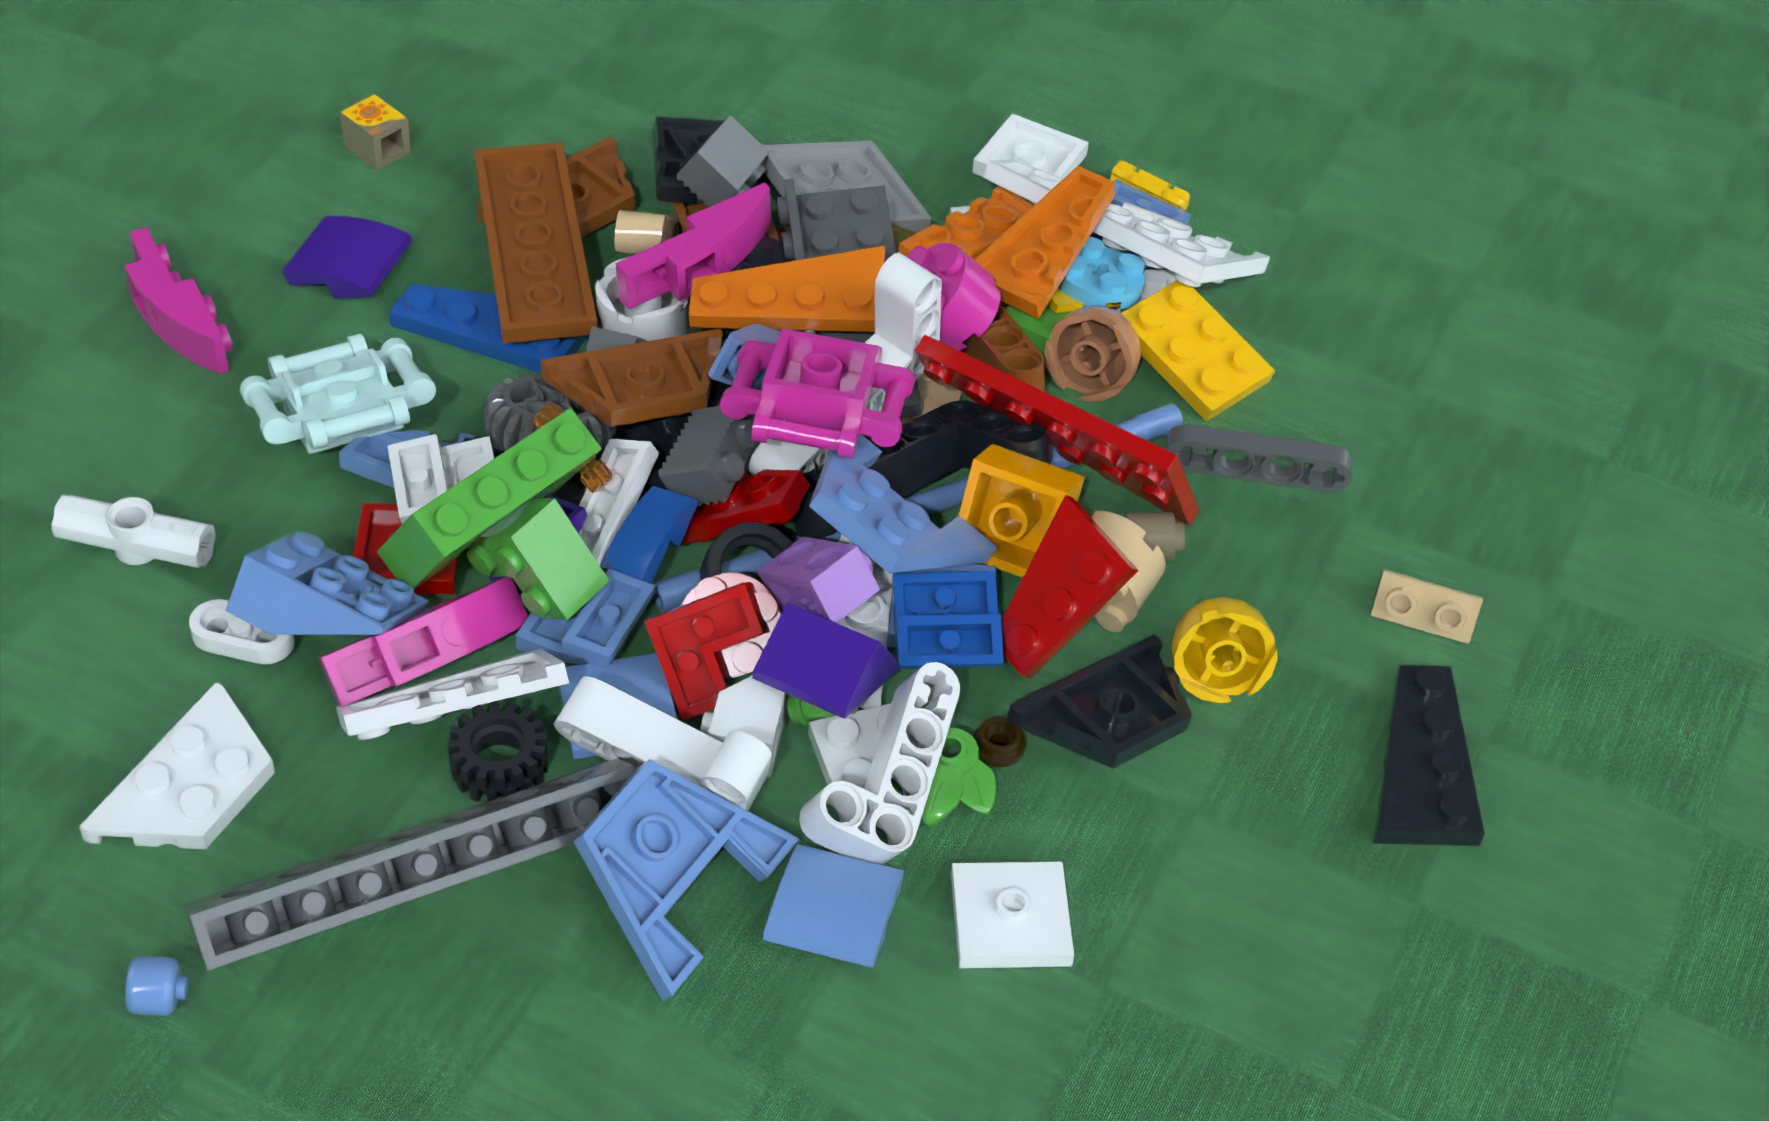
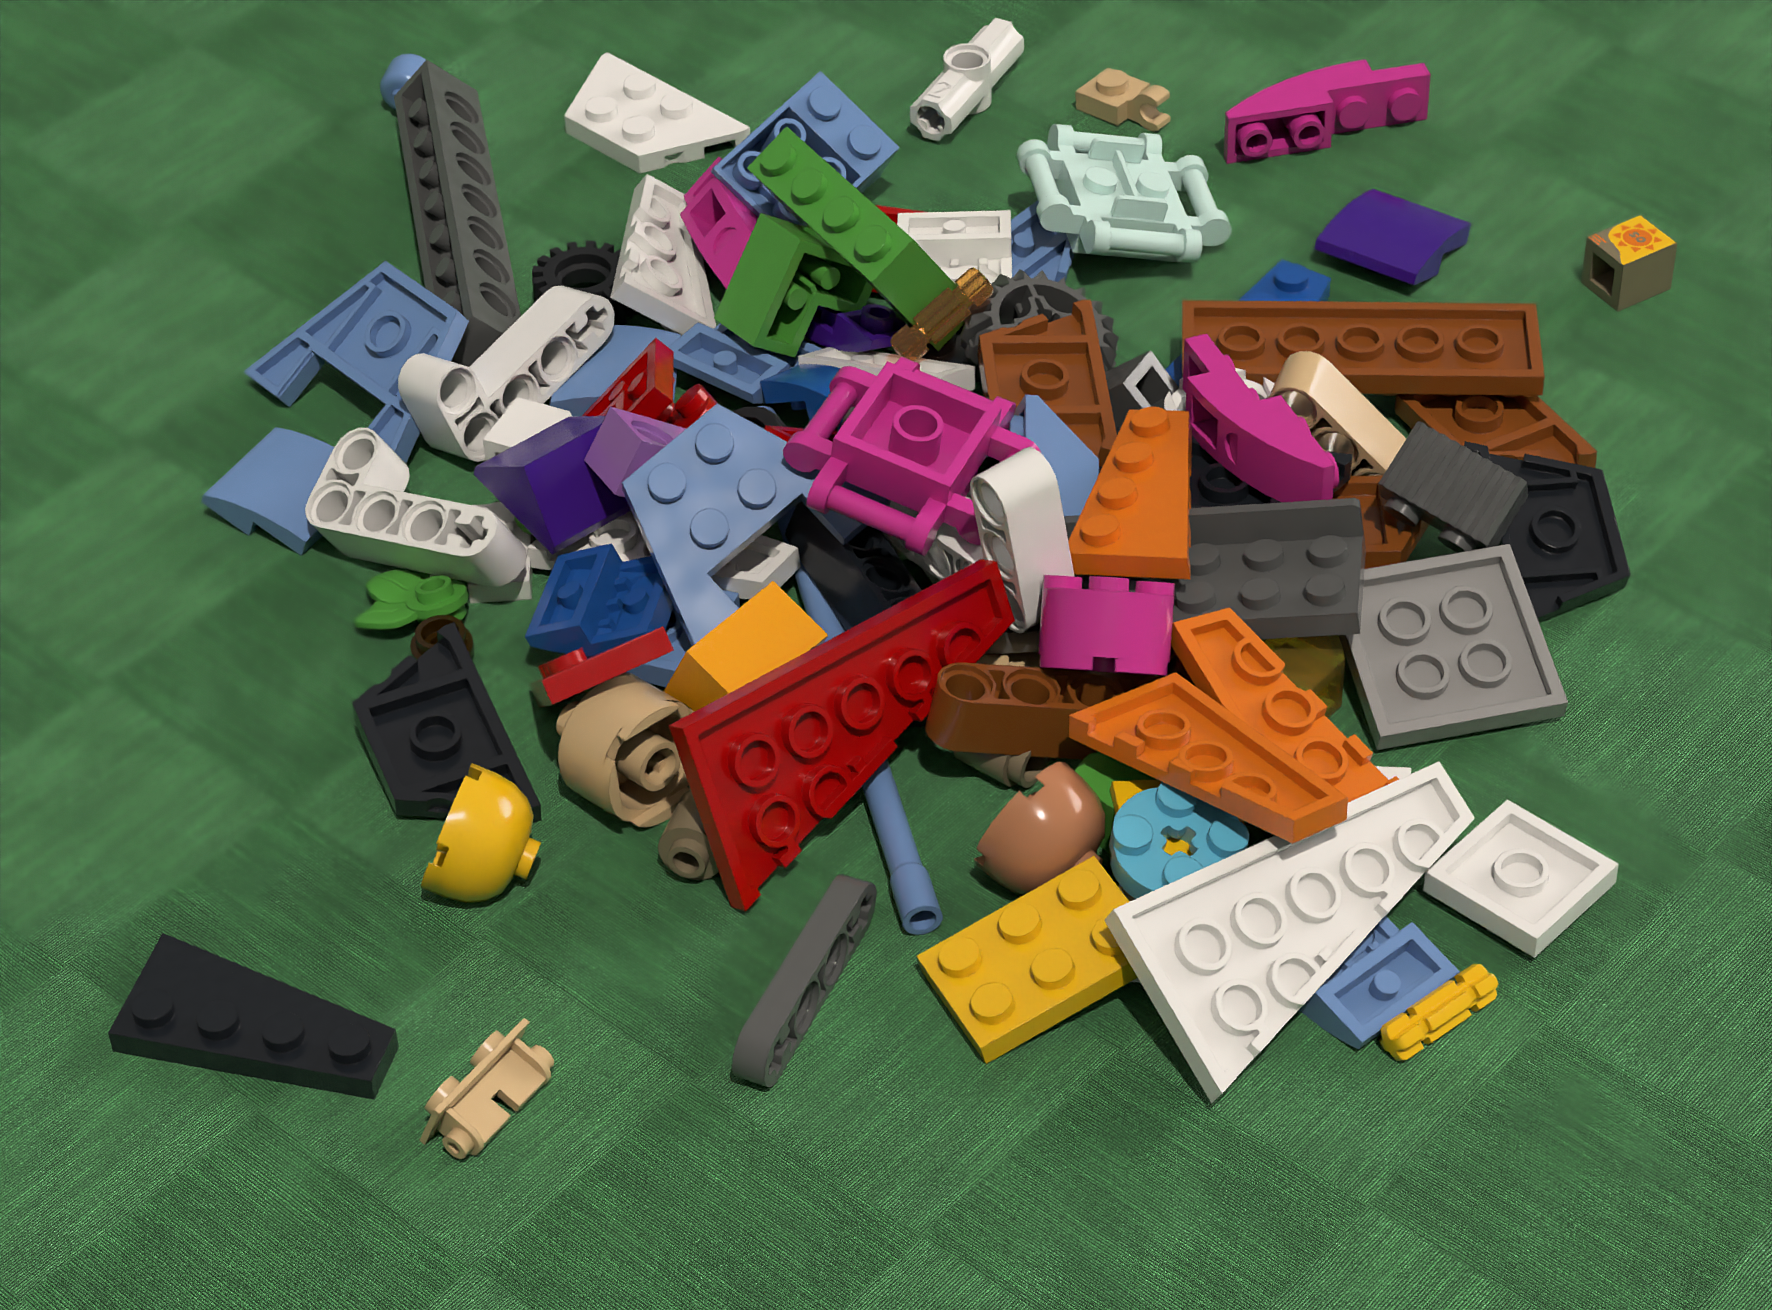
camera: 110 degrees right, 5 degrees down
(144, 441) = (1120, 97): none -> tan plate
(1011, 915) = (218, 618): white plate -> none

